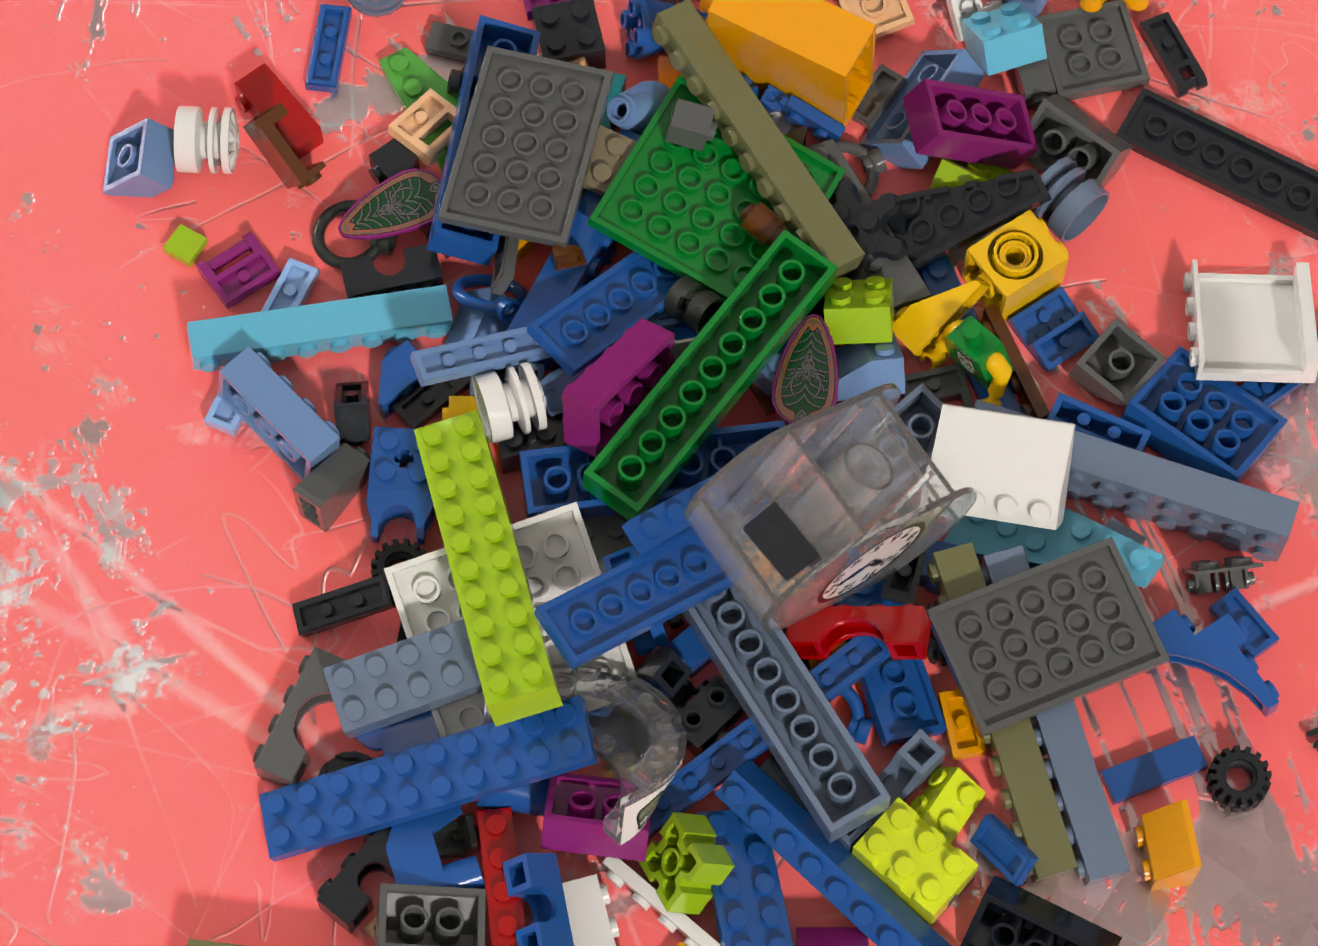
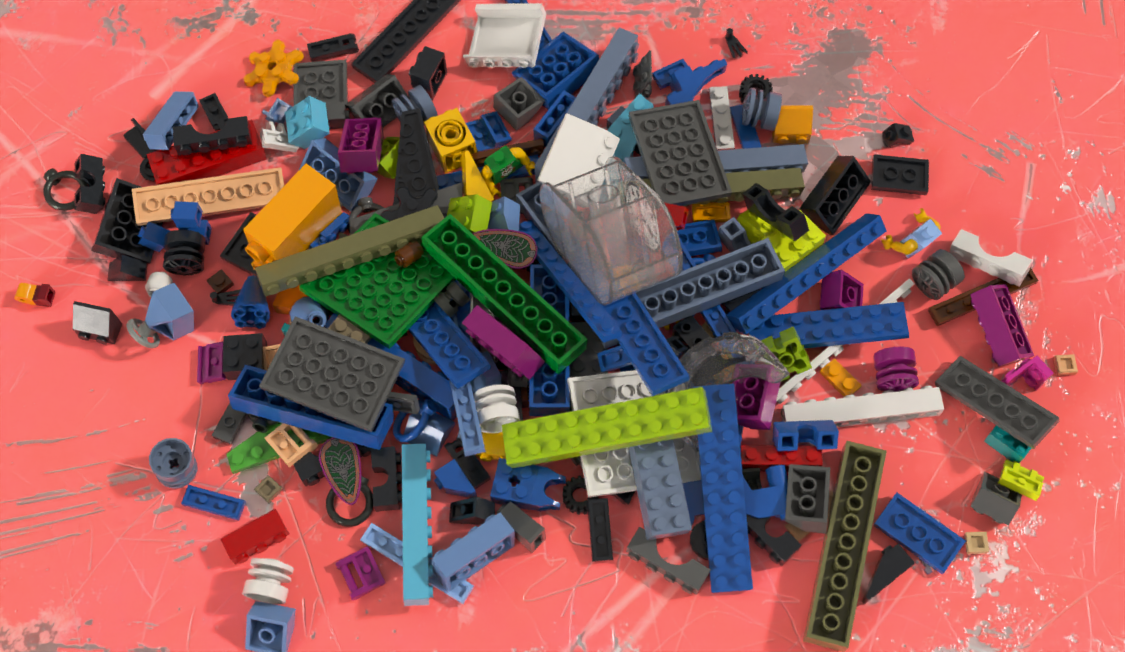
camera: 80 degrees left, 0 degrees up
(185, 245) = (335, 606): lime tile -> none
(278, 152) = (276, 537): reddish brown panel -> none
(359, 118) = (268, 489): none -> dark tan tile
(568, 257) = (407, 366): reddish brown tile -> none
(691, 125) = (337, 281): dark grey brick -> none
(781, 542) = (643, 244): black panel -> none
(937, 829) = (789, 221): none -> black arch
(1004, 849) = (791, 197): blue tile -> none
(1145, 209) = (429, 70): none -> black brick
(1166, 725) = (721, 118): none -> white plate
(1184, 776) = (761, 109): none -> sand blue wheel

